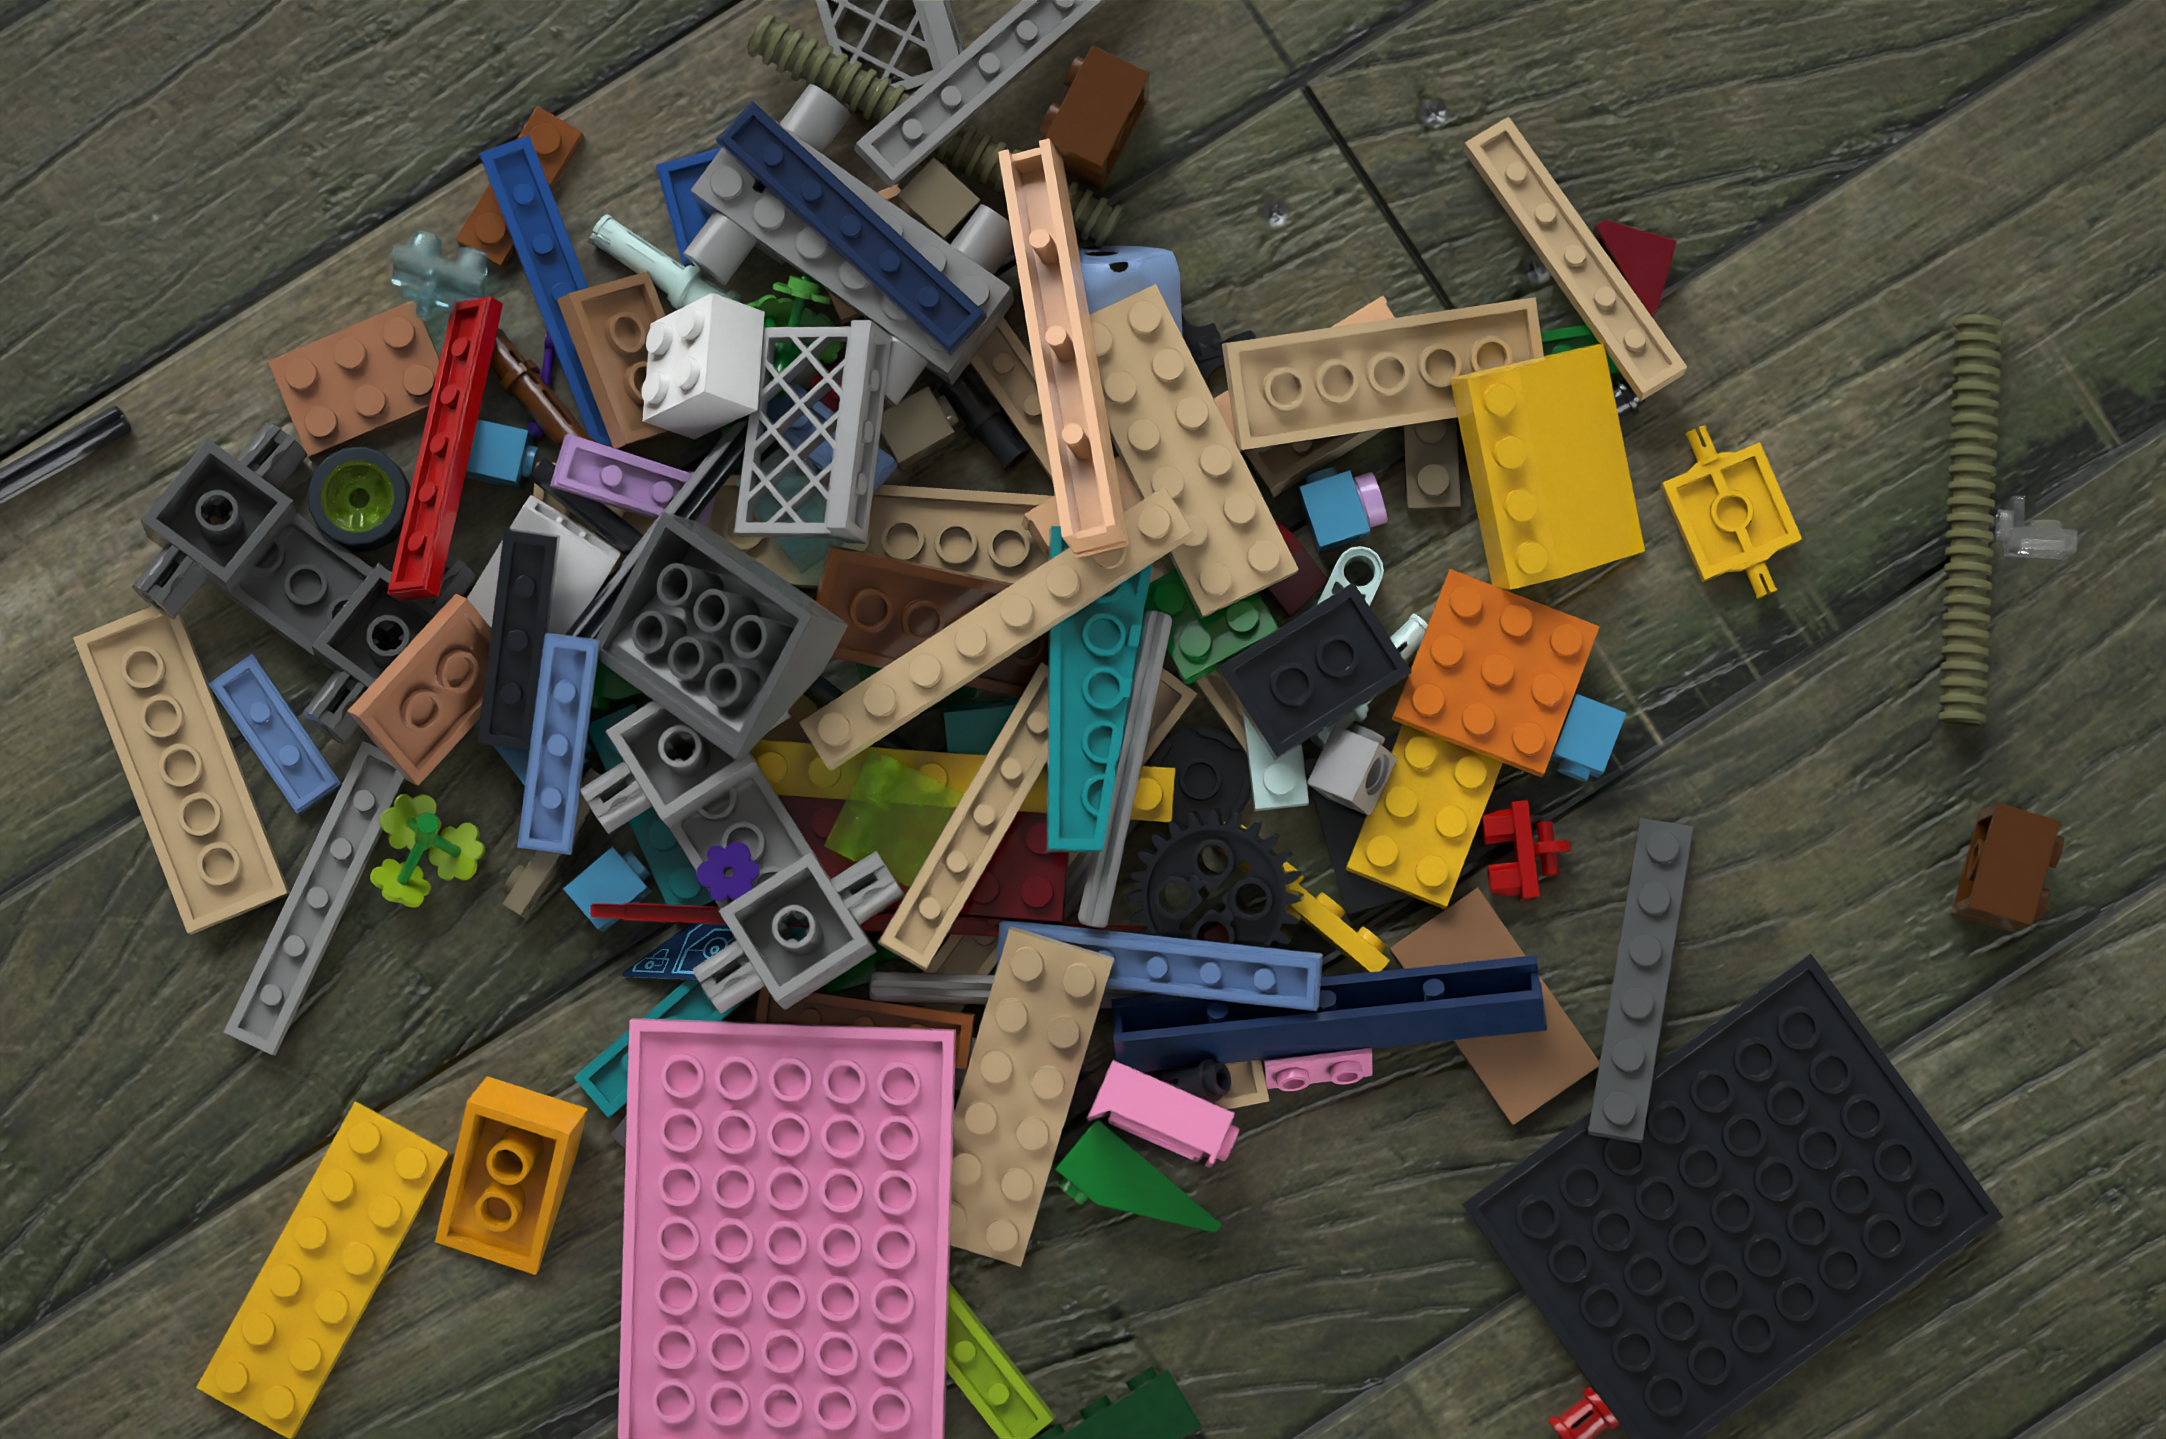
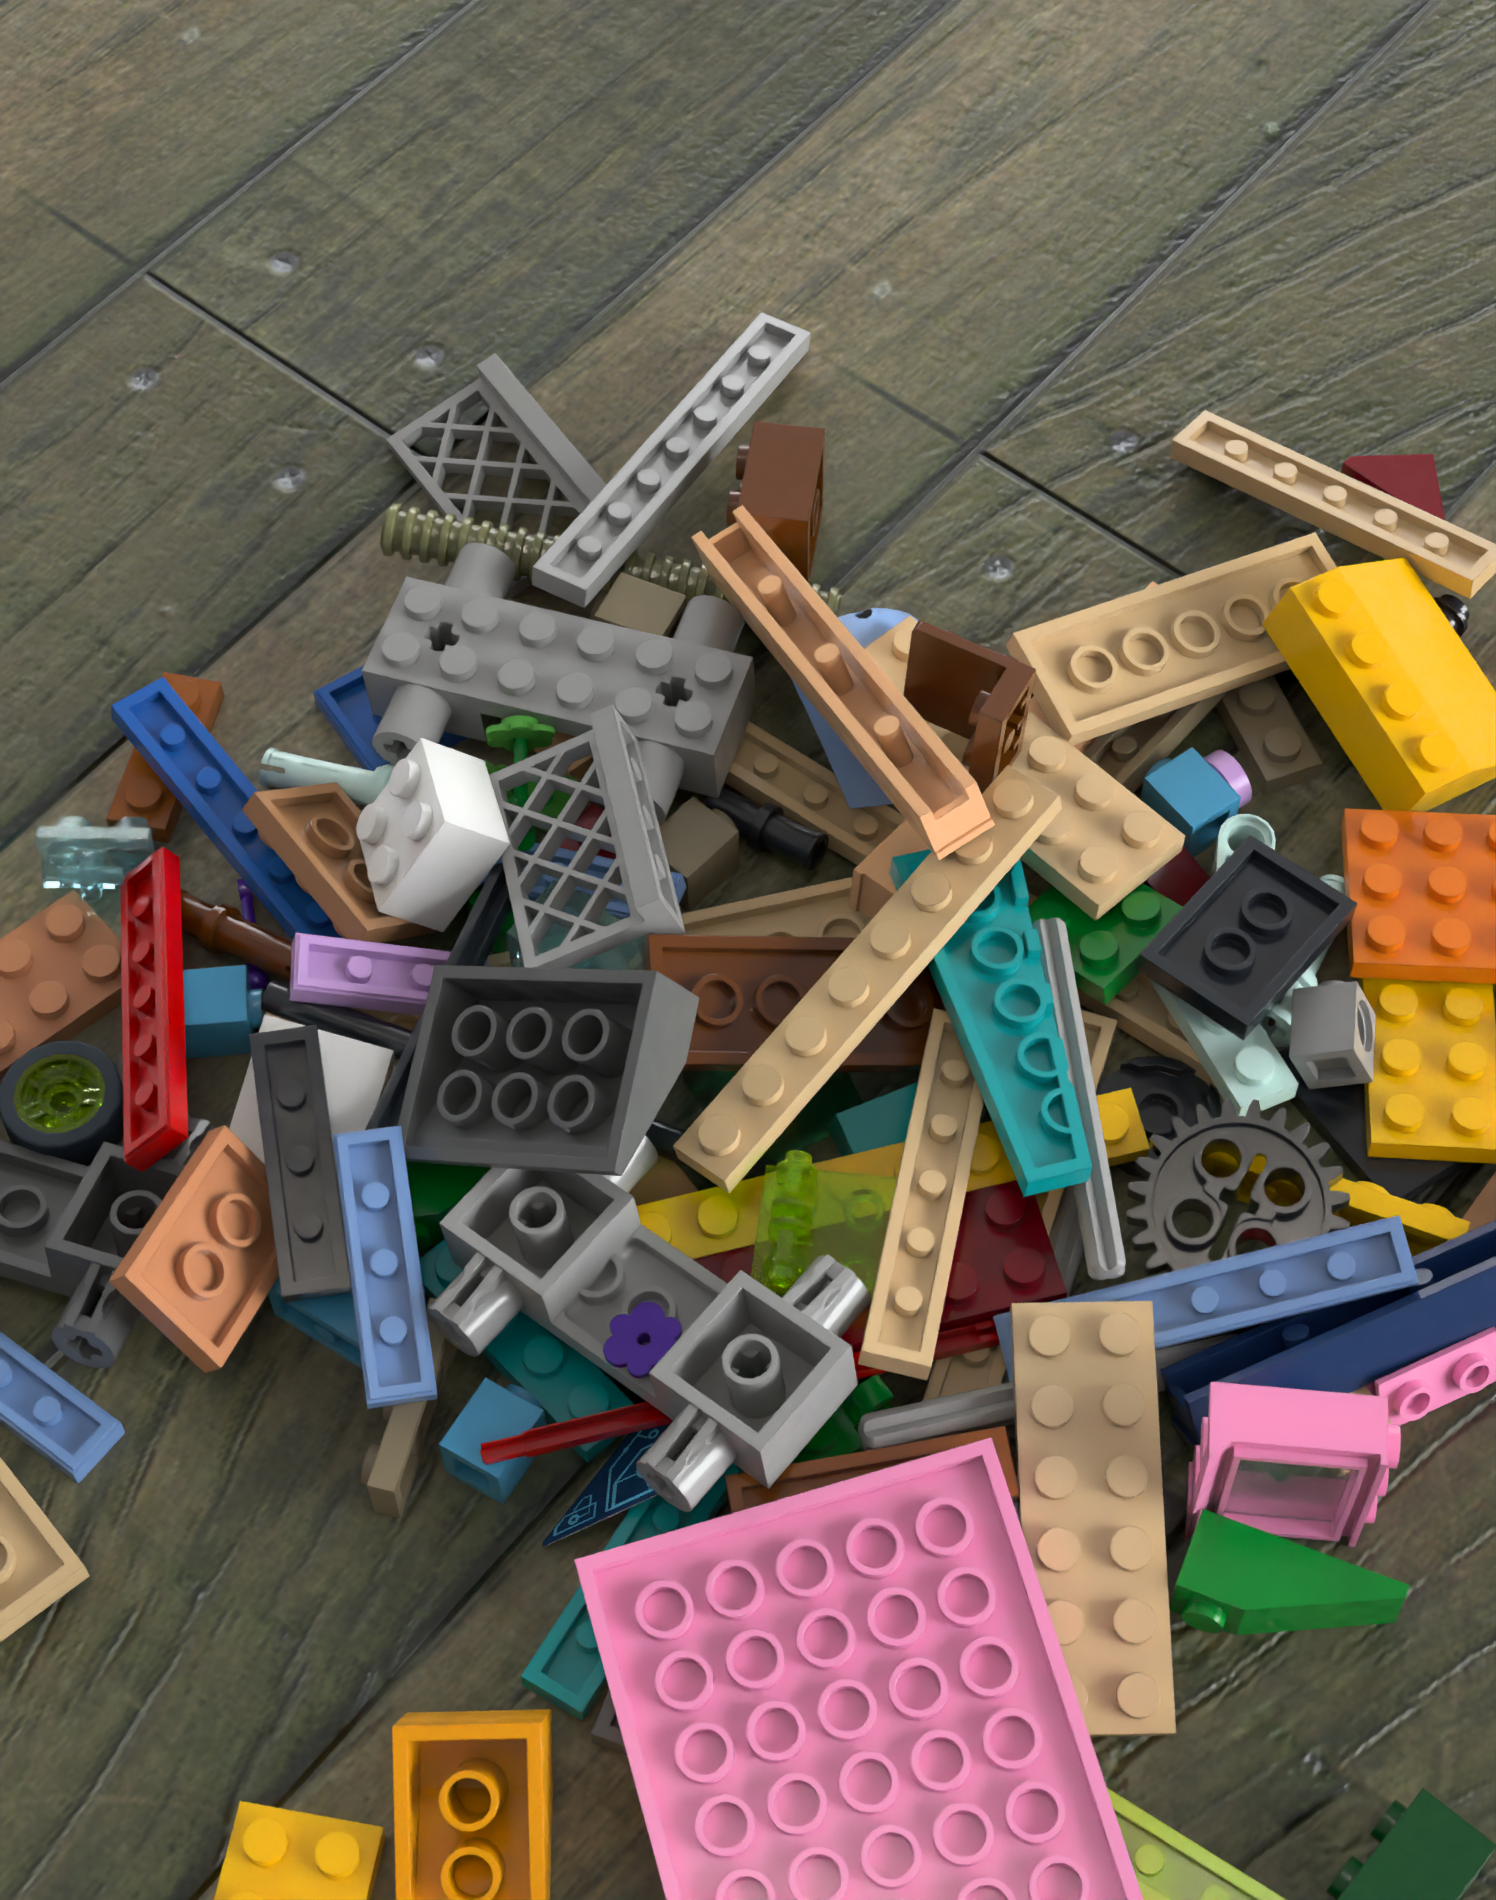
camera: 20 degrees left, 25 degrees down
(316, 902) = (125, 1572): light grey plate -> none
(416, 827) = (224, 1442): lime plant -> none
(851, 228) = (558, 644): dark blue tile -> none
(1174, 423) = (970, 694): none -> reddish brown bracket

